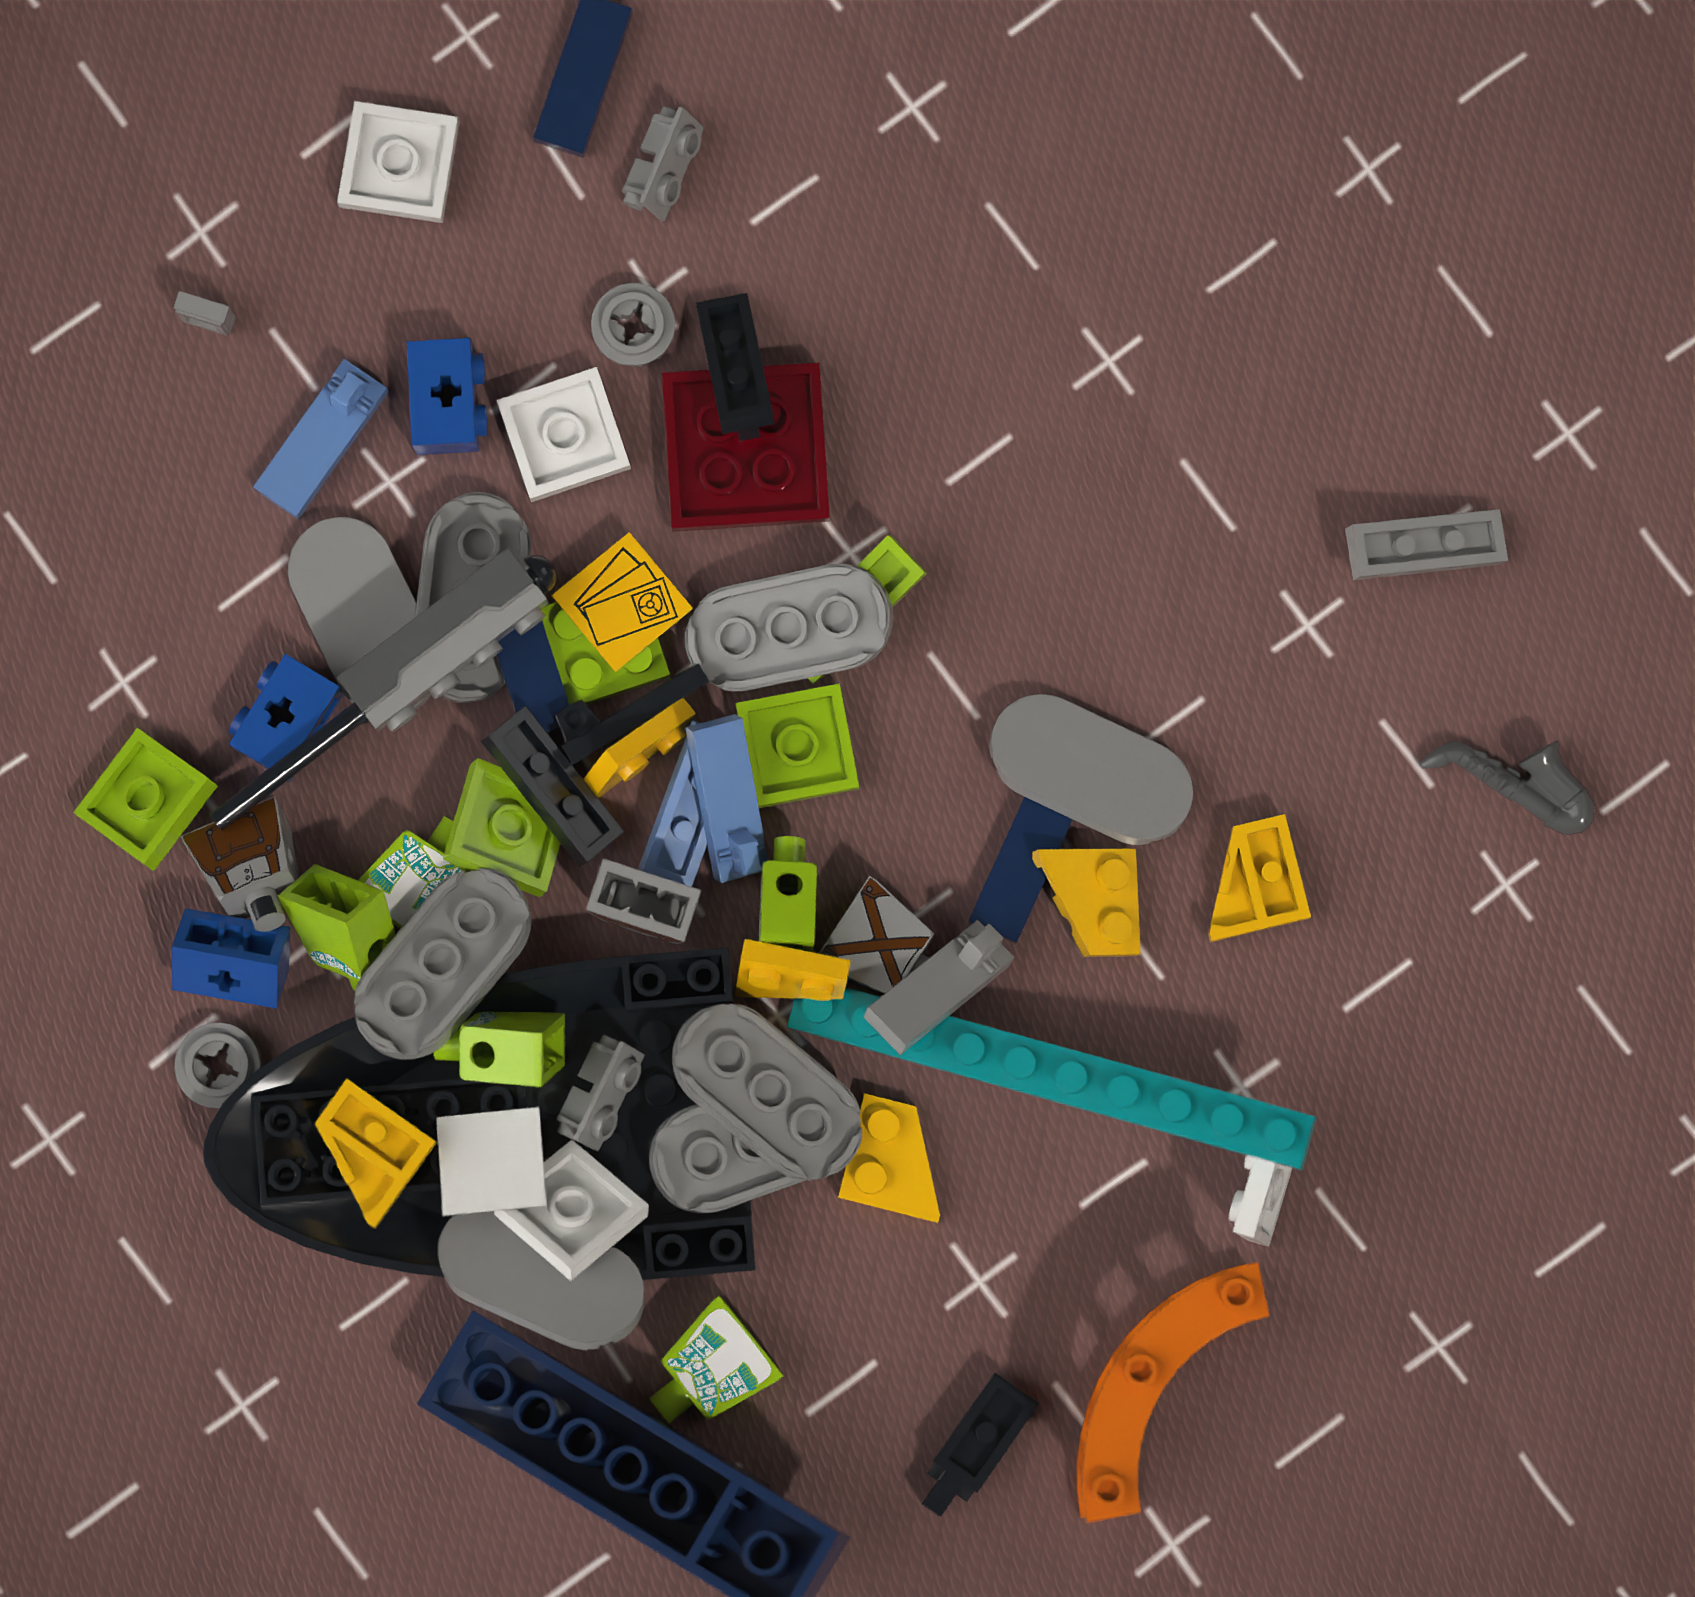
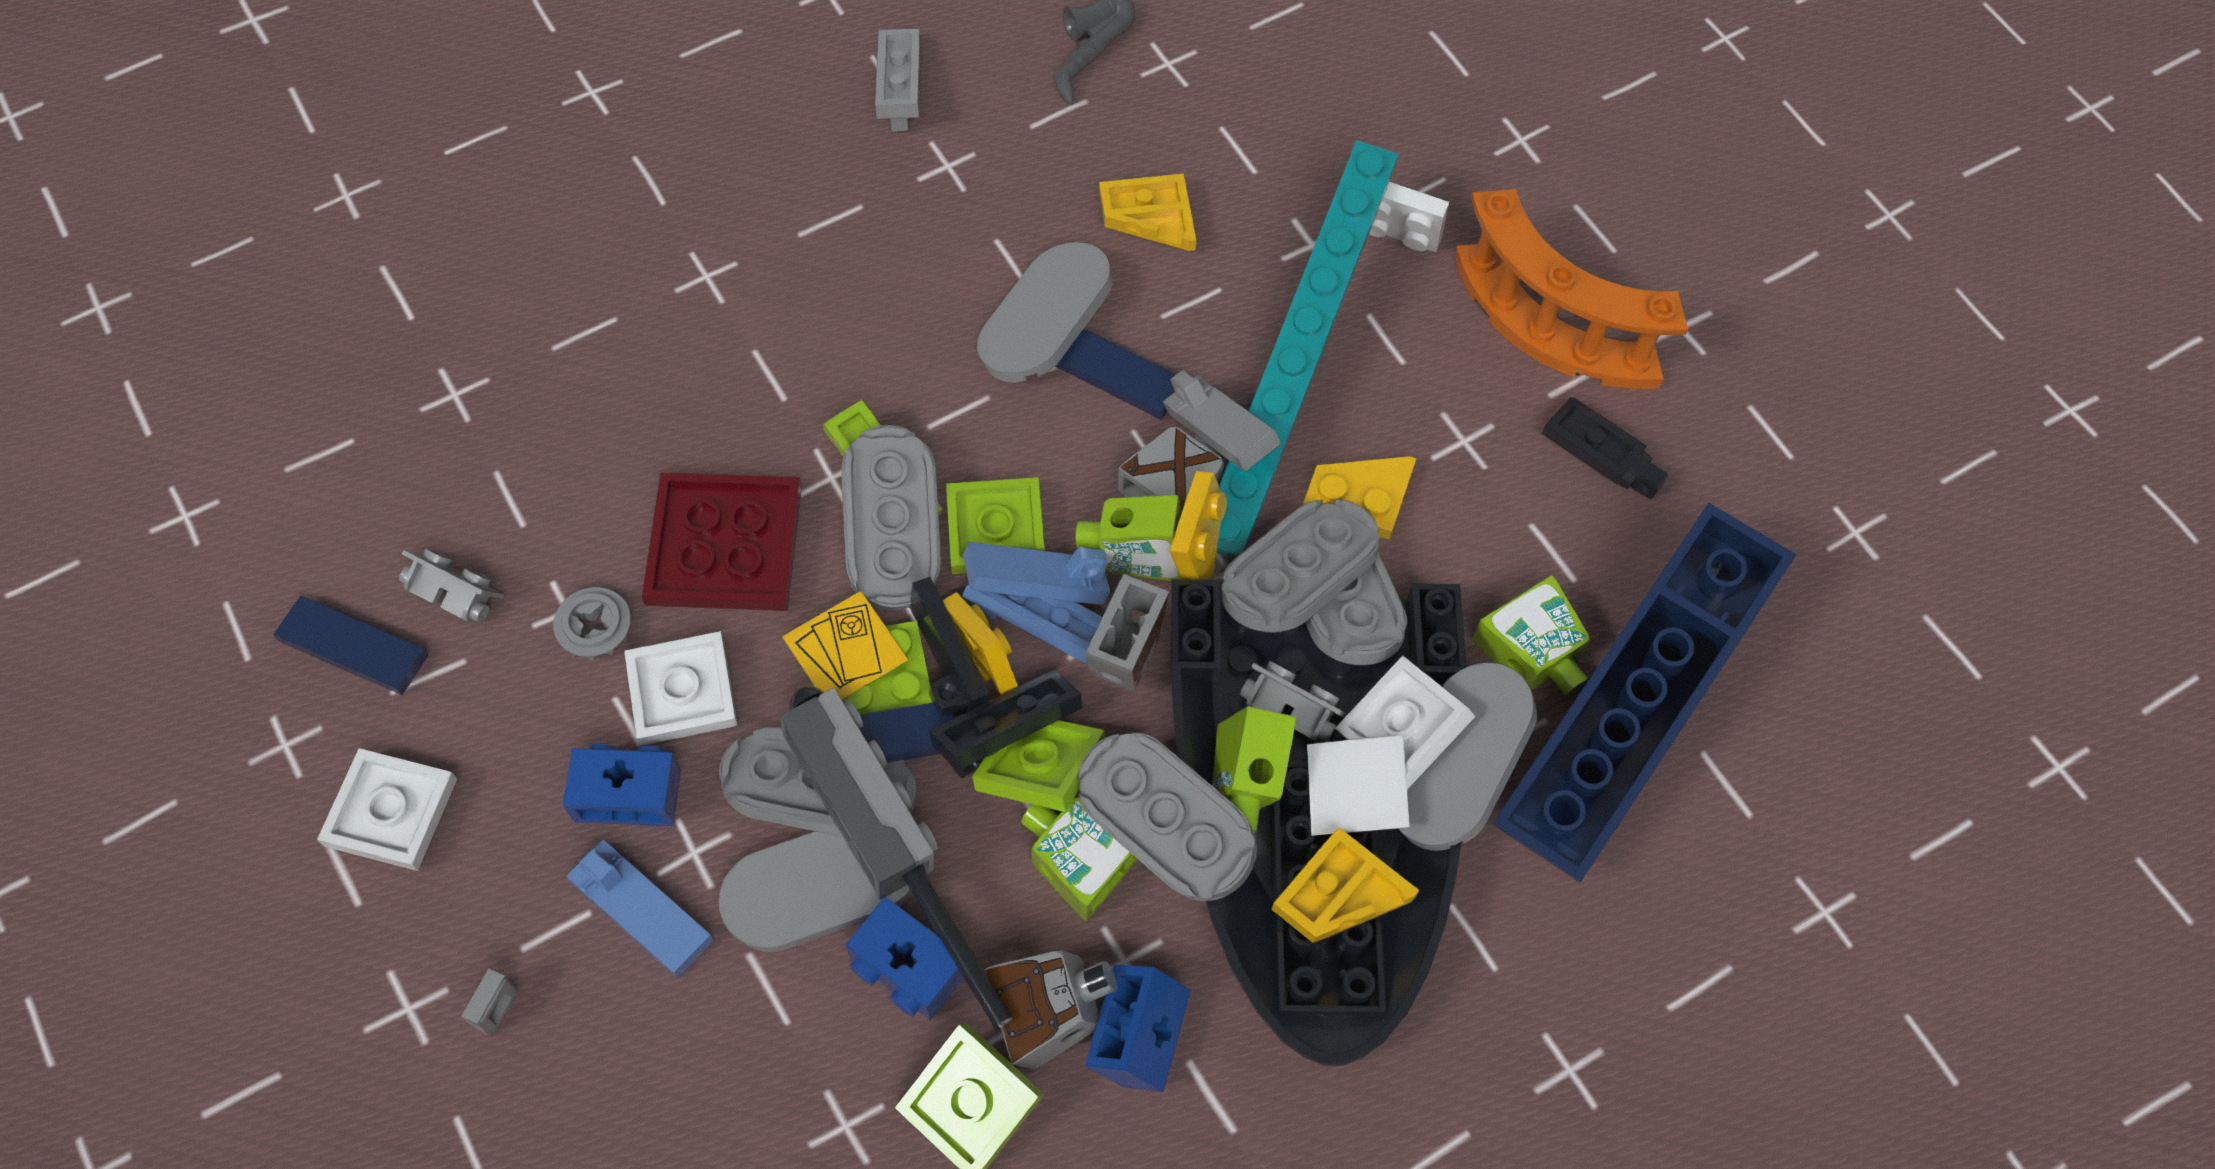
camera: 85 degrees left, 20 degrees down
(211, 1040) = (1232, 1035): light grey gear -> none
(338, 920) = (1116, 912): lime torso -> none
(735, 365) = (649, 531): black hinge -> none
(1097, 897) = (1152, 318): yellow wing -> none

